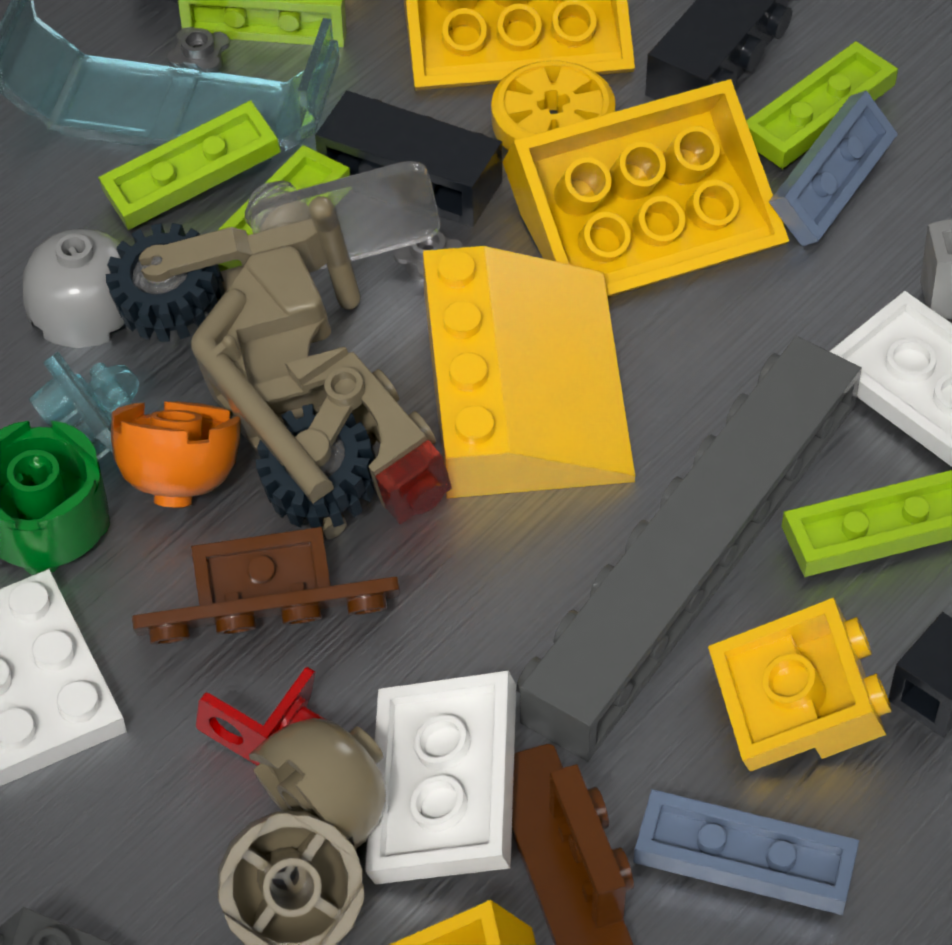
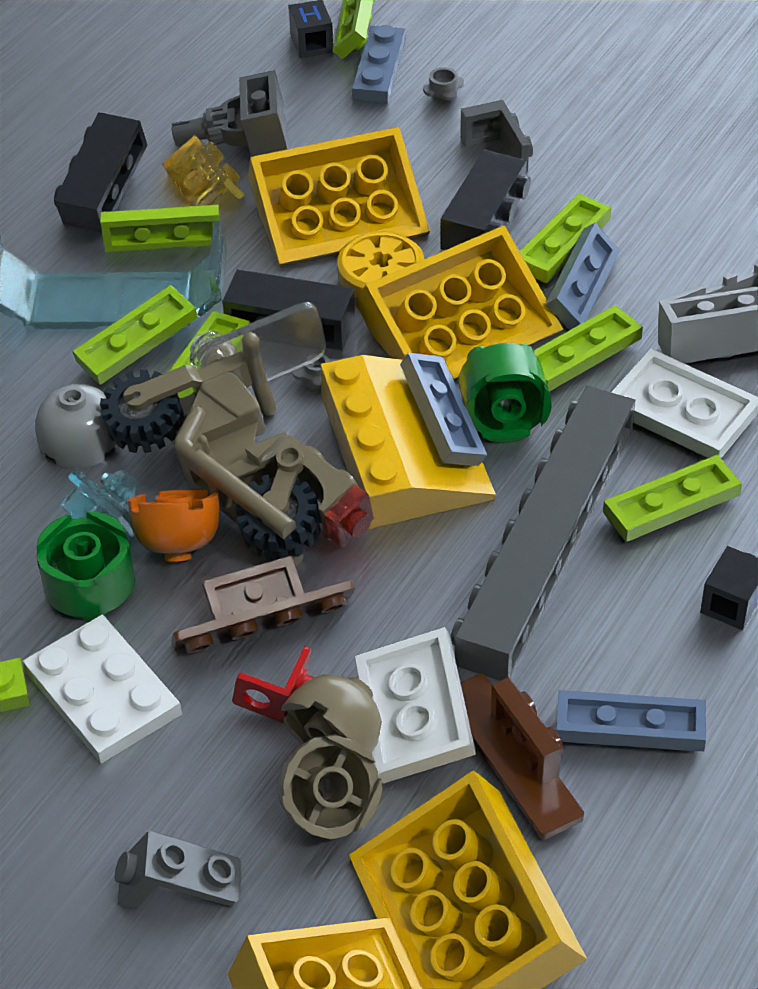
camera: 10 degrees left, 5 degrees down
(198, 50) = (120, 258): flat silver plate -> none
(582, 343) = (443, 409): none -> sand blue plate
(677, 326) = (505, 391): none -> green brick
(800, 686) = (642, 609): yellow plate -> none
(806, 275) = (587, 345): none -> lime plate

